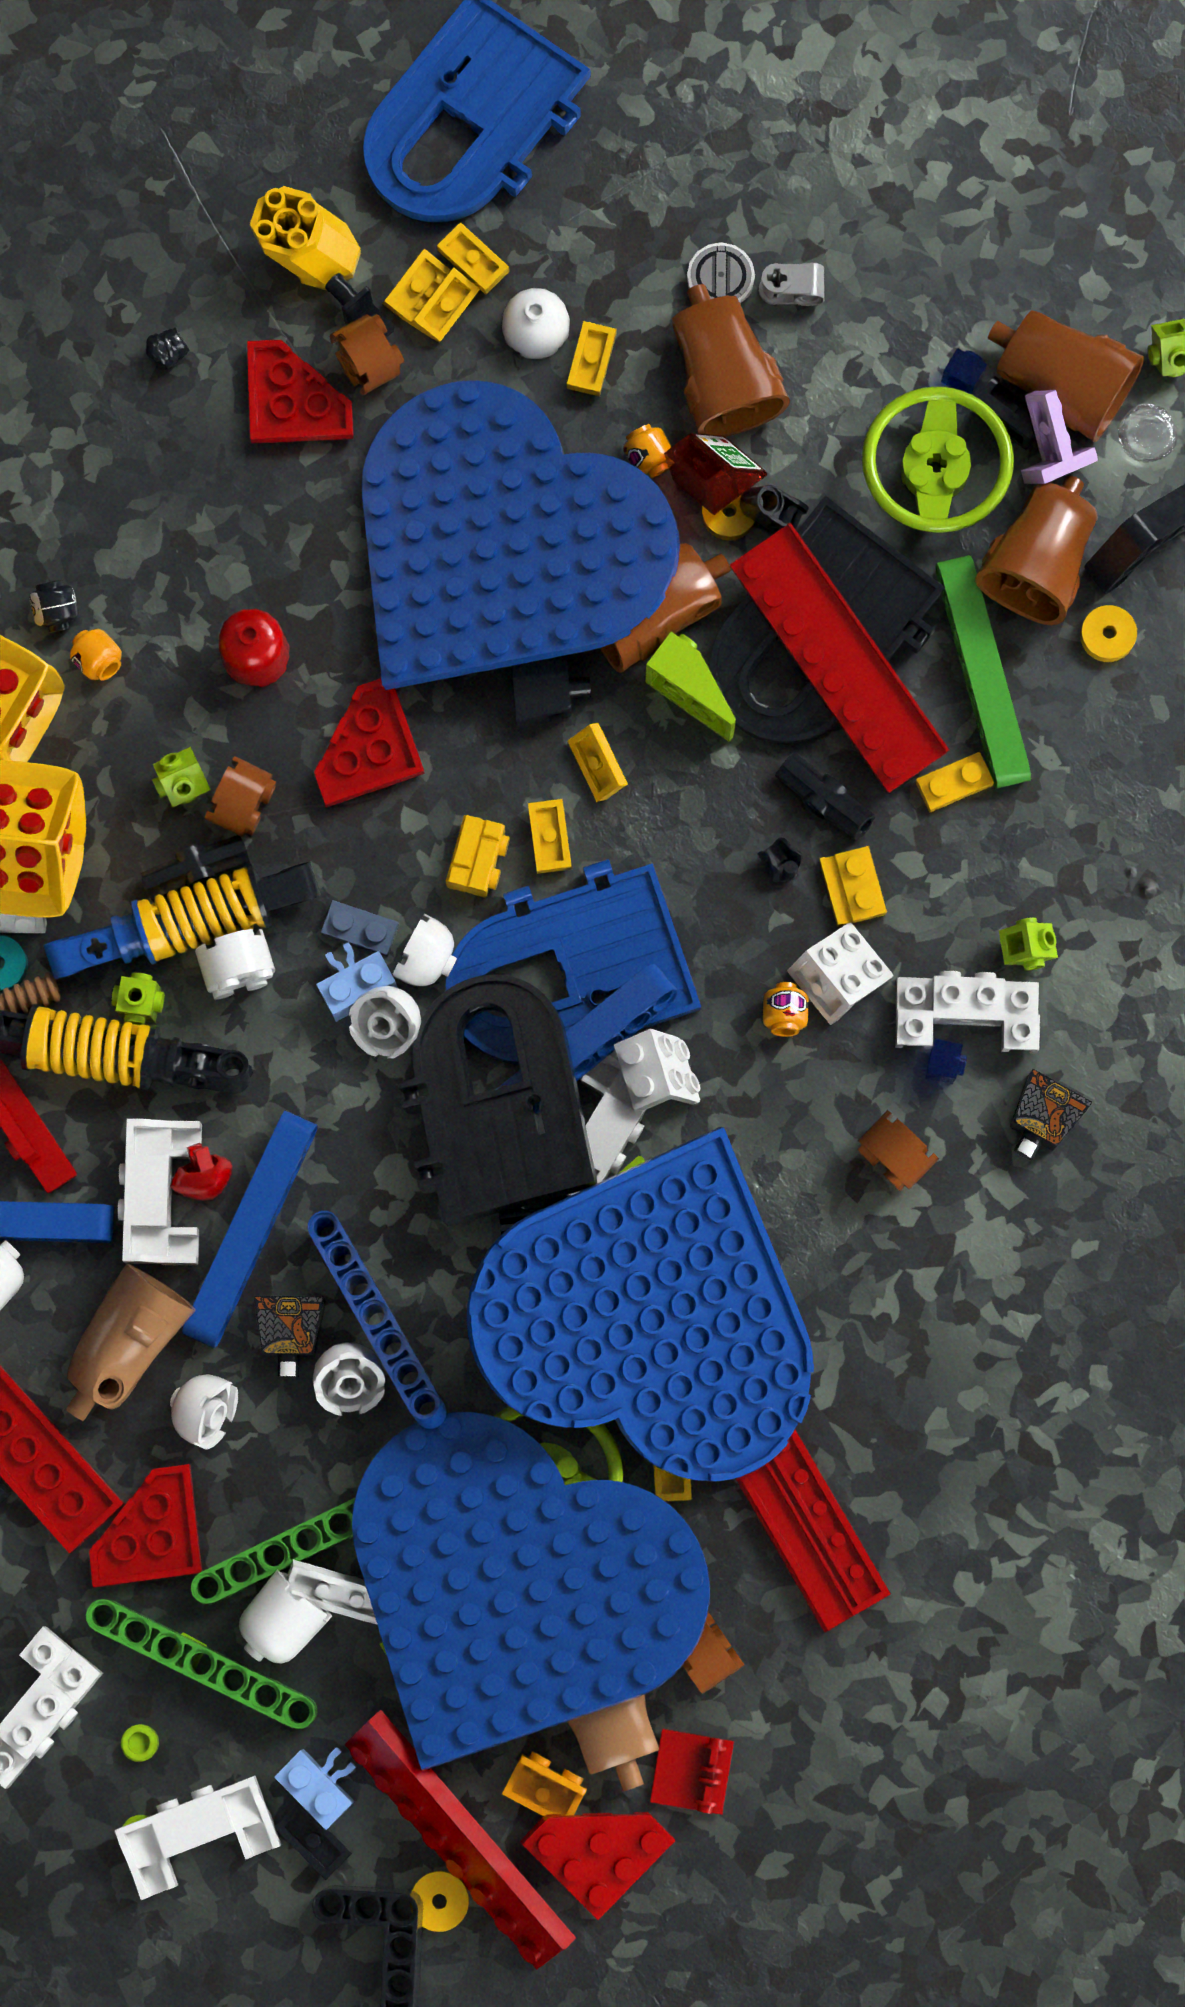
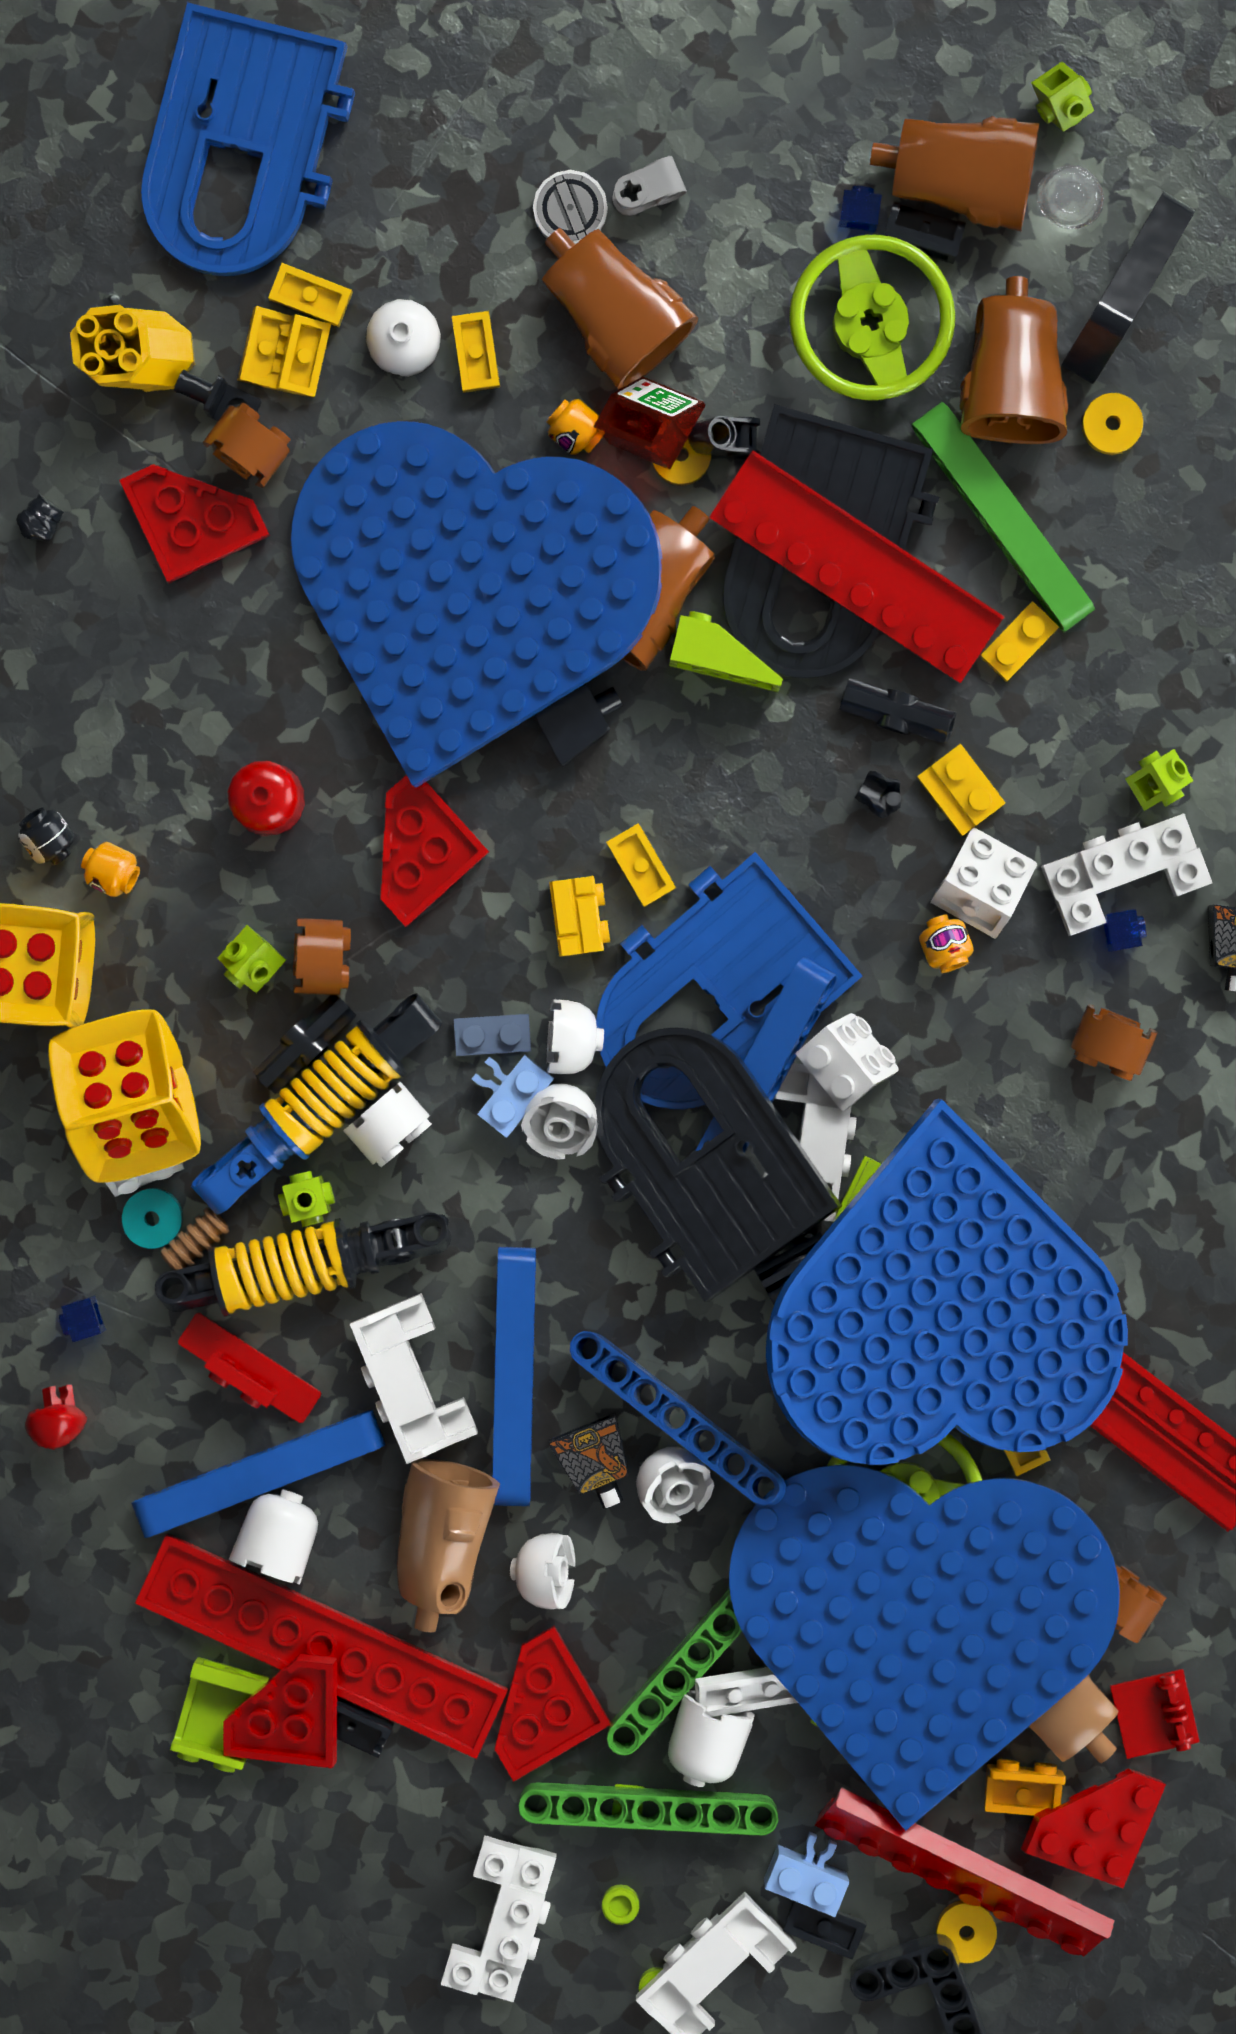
camera: 20 degrees left, 10 degrees up
(204, 1176) = (447, 1345): red piece -> none
(597, 762) = (657, 770): yellow plate -> none
(1053, 441) = (991, 261): lavender bracket -> none

